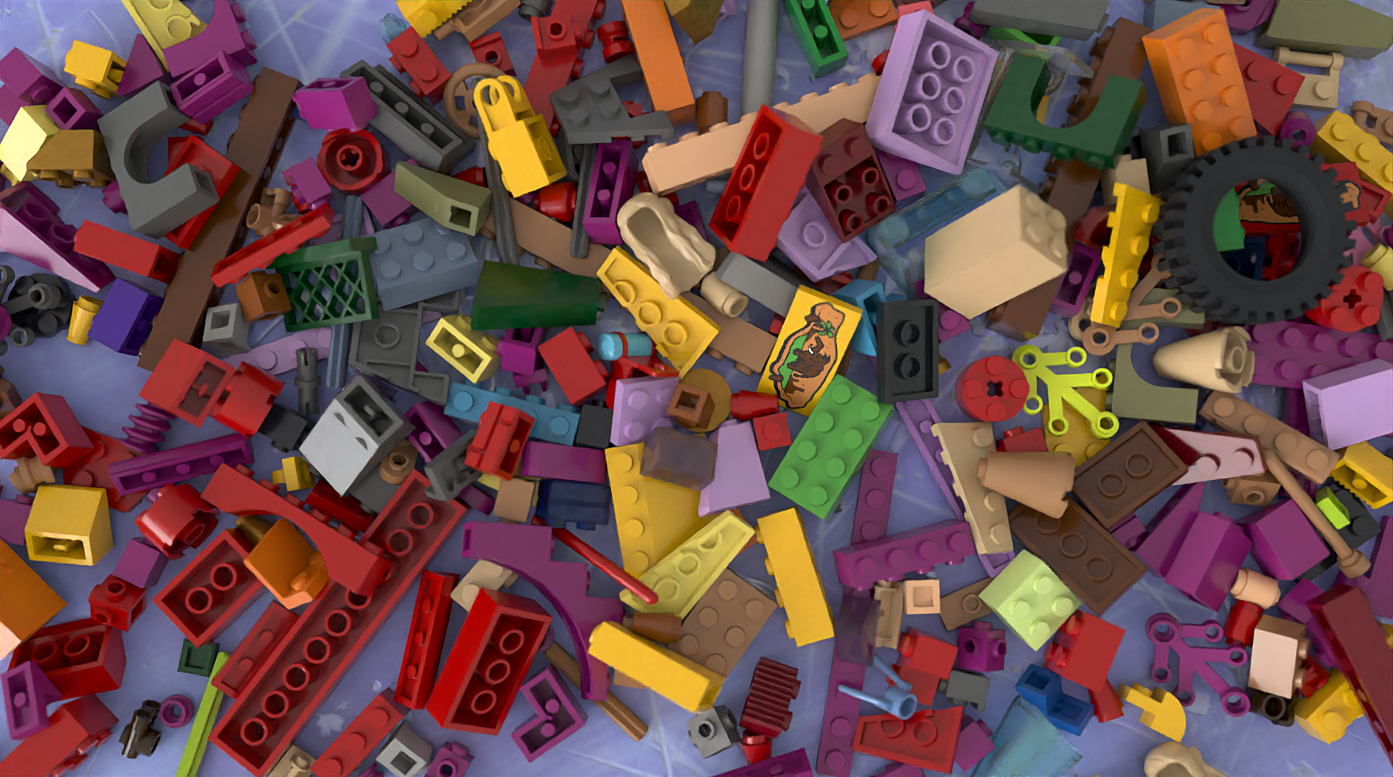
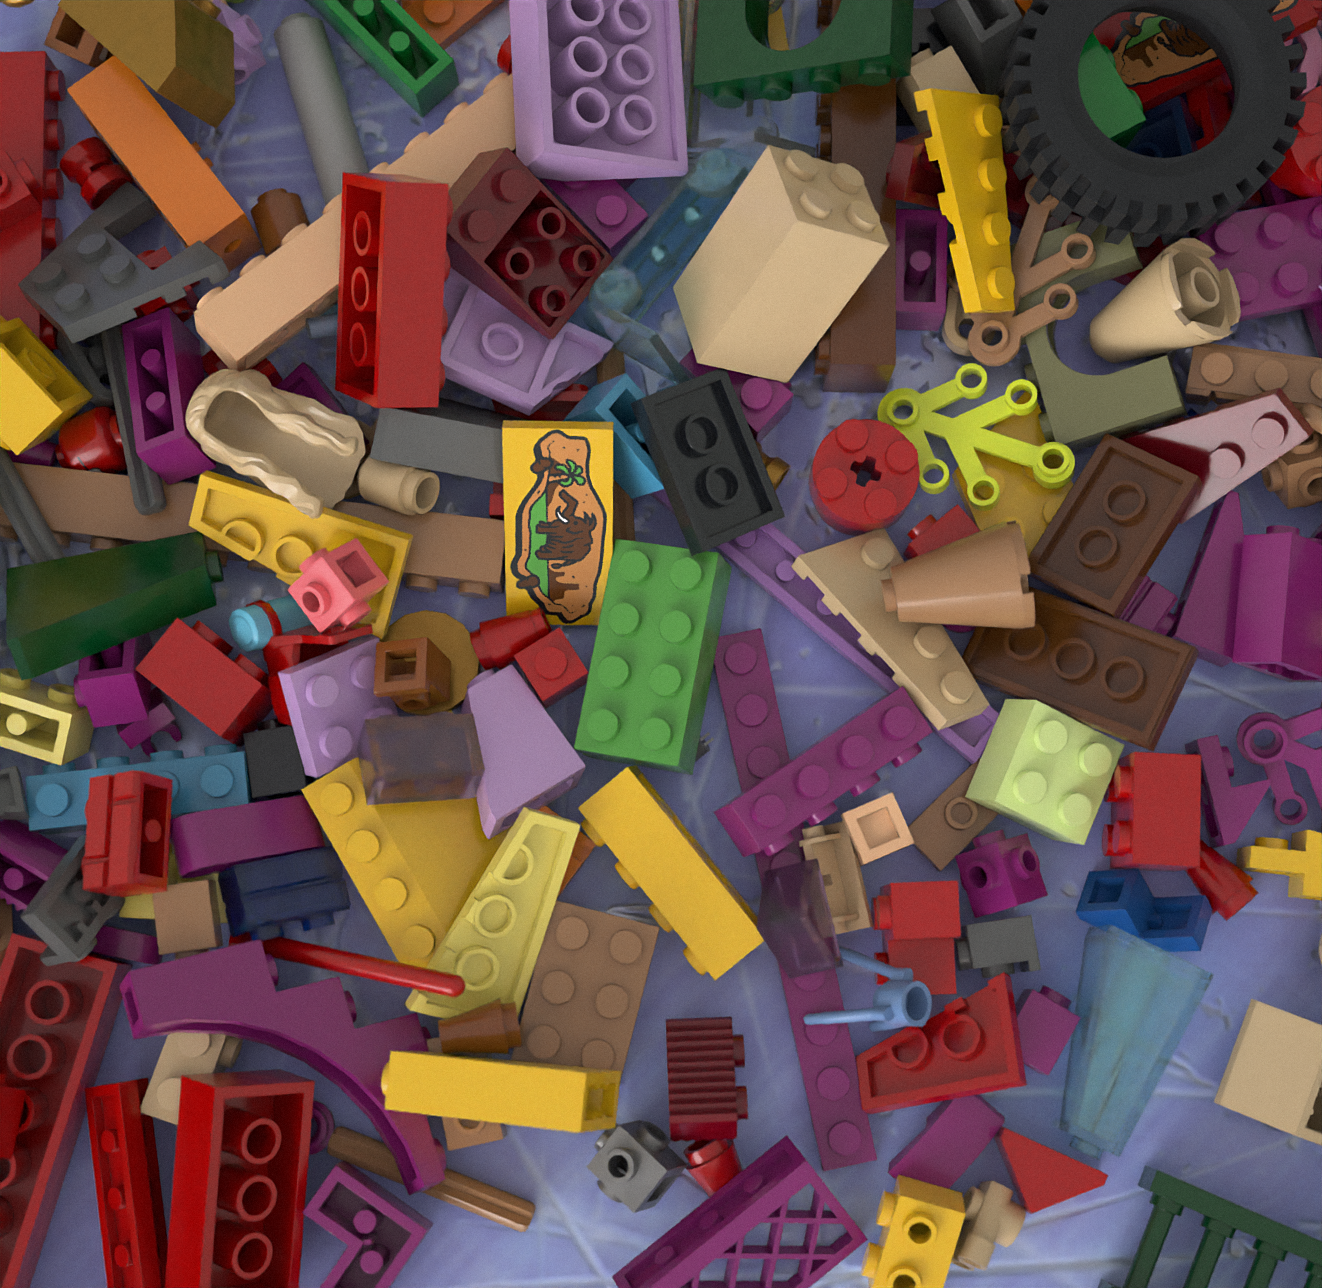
camera: 20 degrees left, 5 degrees down
(662, 343) = (338, 586): none -> coral brick
(1128, 659) = (1222, 806): none -> magenta slope

